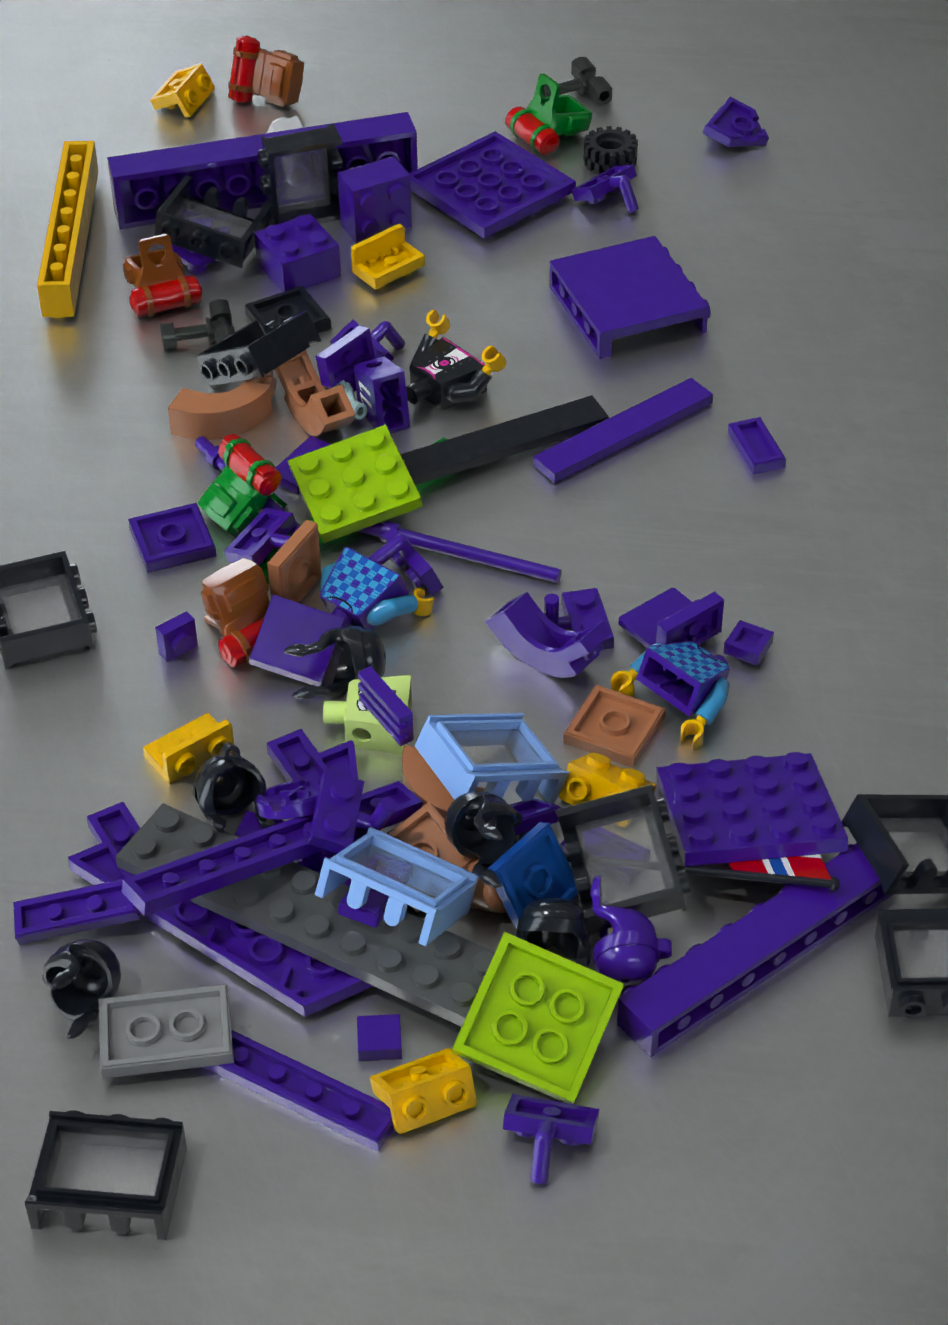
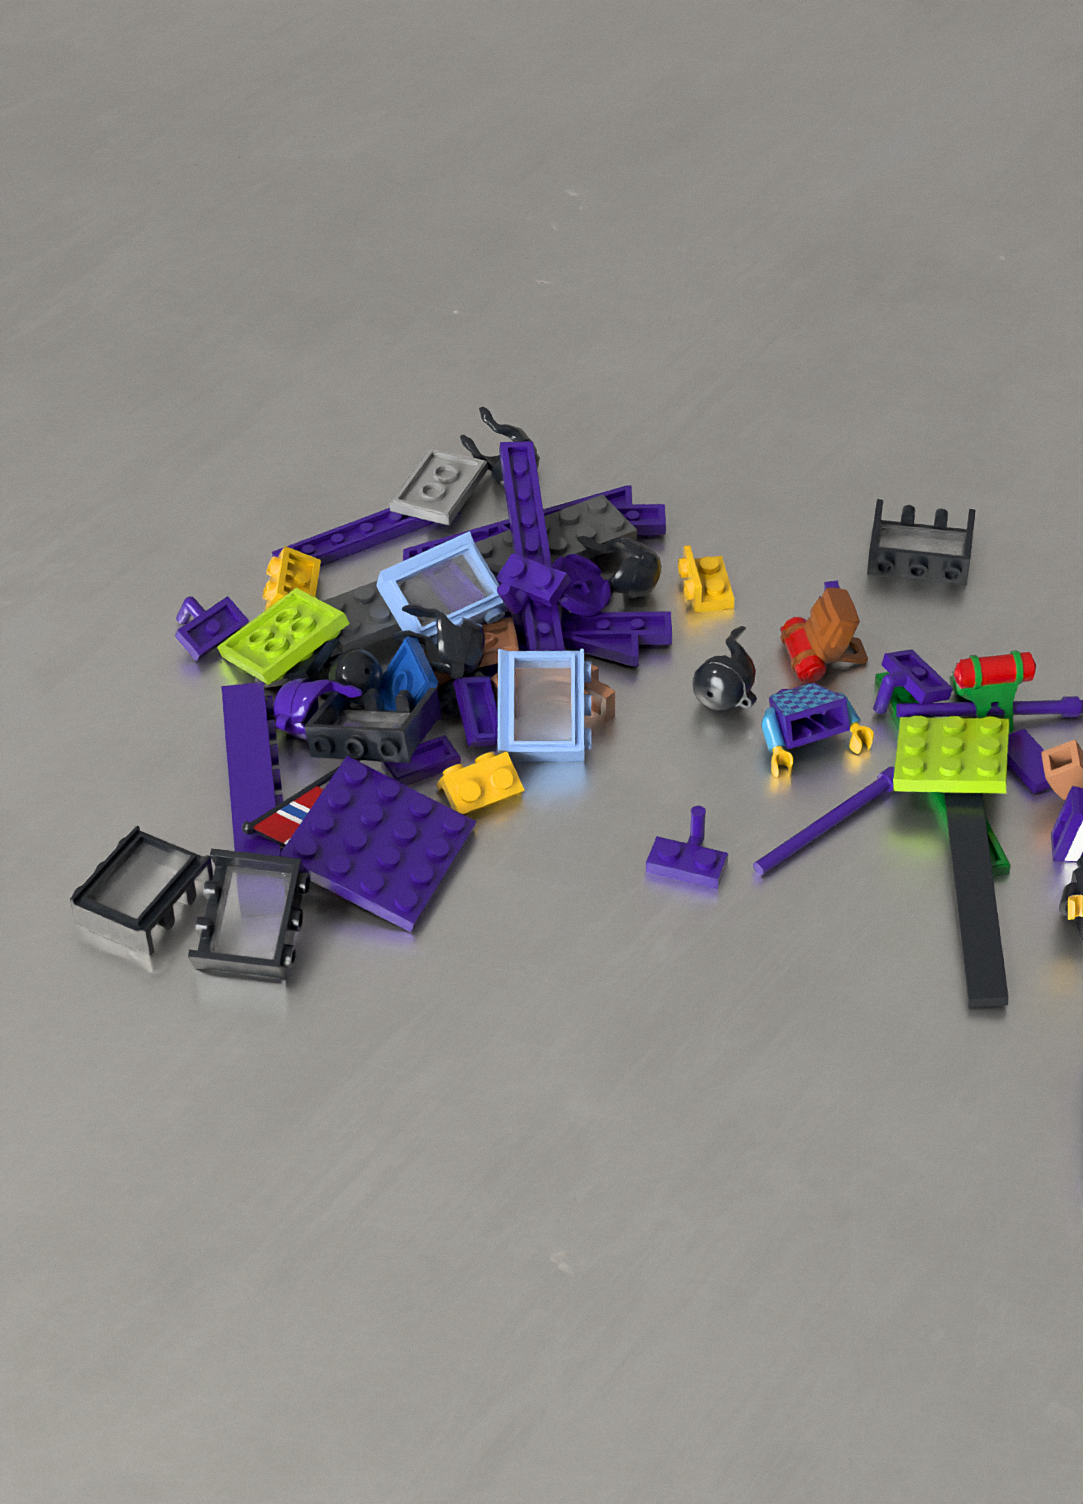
camera: 120 degrees right, 0 degrees up
(72, 912) = (579, 478): dark purple tile -> none
(109, 1169) = (351, 436): black window -> none
(172, 537) = (970, 638): dark purple tile -> none
(292, 624) = (779, 657): dark purple tile -> none
(296, 564) = (854, 675): nougat tile -> none
(360, 723) = (657, 683): yellowish green torso -> none
(379, 1037) = (352, 579): dark purple tile -> none
(385, 706) = (636, 654): dark purple tile -> none
(402, 553) = (832, 766): dark purple plate -> none
(543, 644) = (666, 810): dark purple arch -> none
(614, 725) = (548, 825): nougat tile -> none
(622, 430) = (947, 1013): dark purple tile -> none
(674, 619) = (635, 907): dark purple bracket -> none
(685, 678) = (549, 871): torso -> none
(748, 642) = (572, 947): dark purple plate -> none
(756, 445) = (856, 1105): dark purple tile -> none

